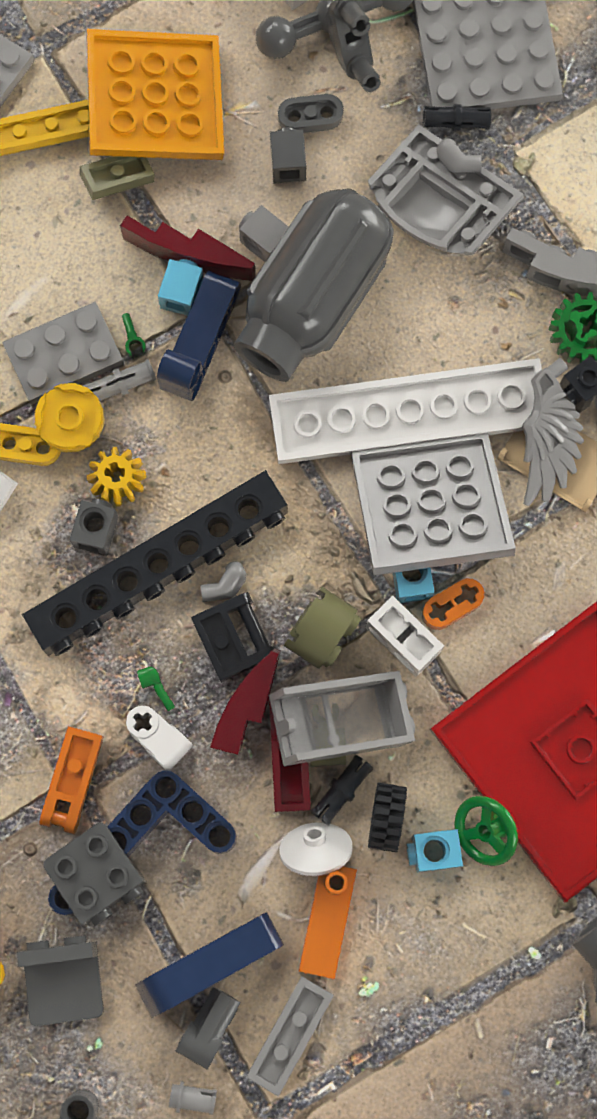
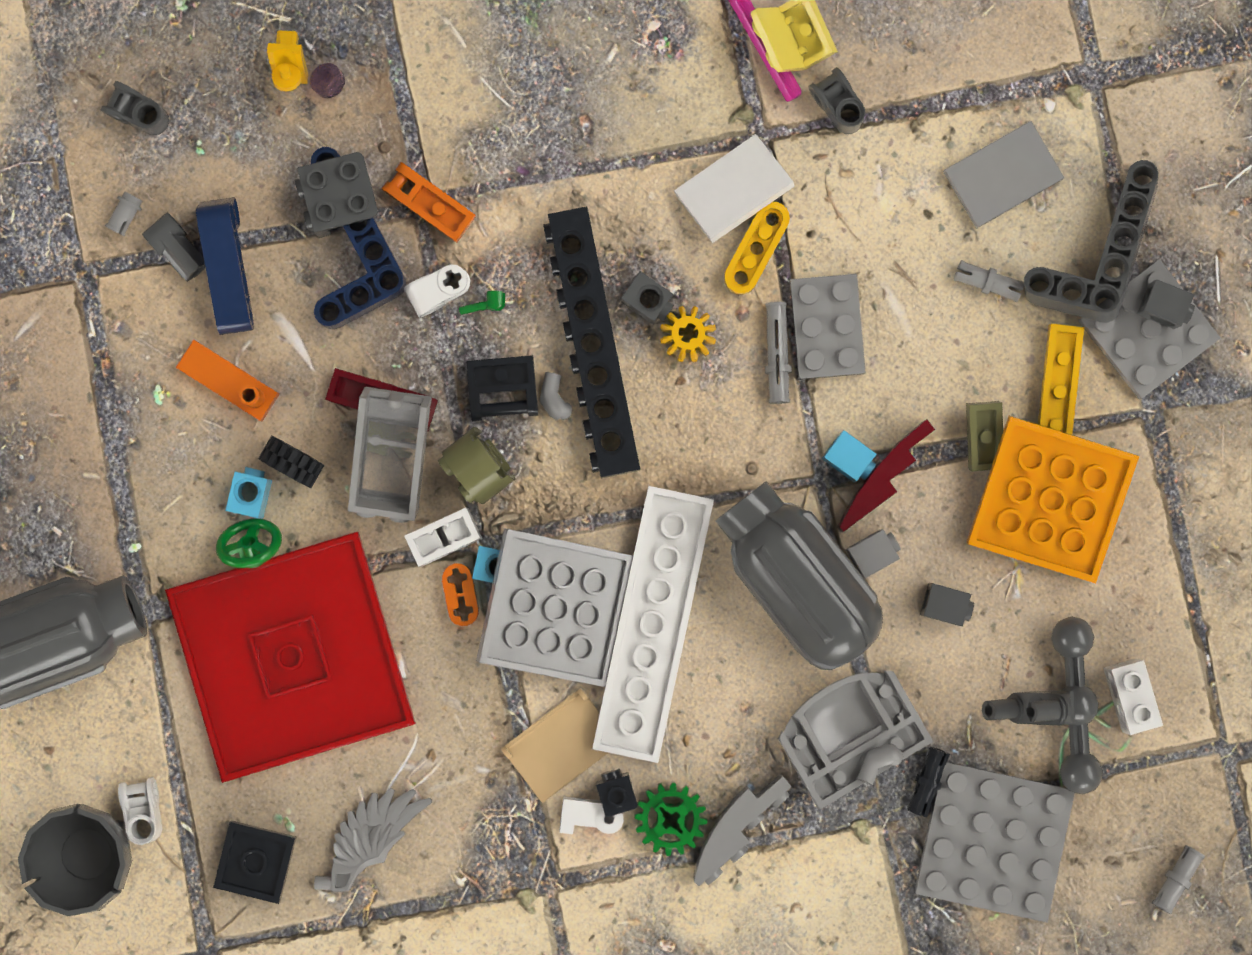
camera: 110 degrees right, 10 degrees up
(62, 981) = (260, 137): dark grey bracket -> none
(69, 417) = (756, 309): yellow tile -> none
(131, 335) = (821, 395): green hand -> none
(186, 366) = (795, 457): dark blue beam -> none
(246, 705) = (434, 375): dark red slope -> none
(289, 1036) = (144, 313): light grey plate -> none
(310, 112) = (986, 643): dark grey plate -> none
(316, 849) = (279, 387): white dish -> none
(342, 790) = (331, 432): black pin -> none
(550, 435) = (580, 742): light grey animal -> none

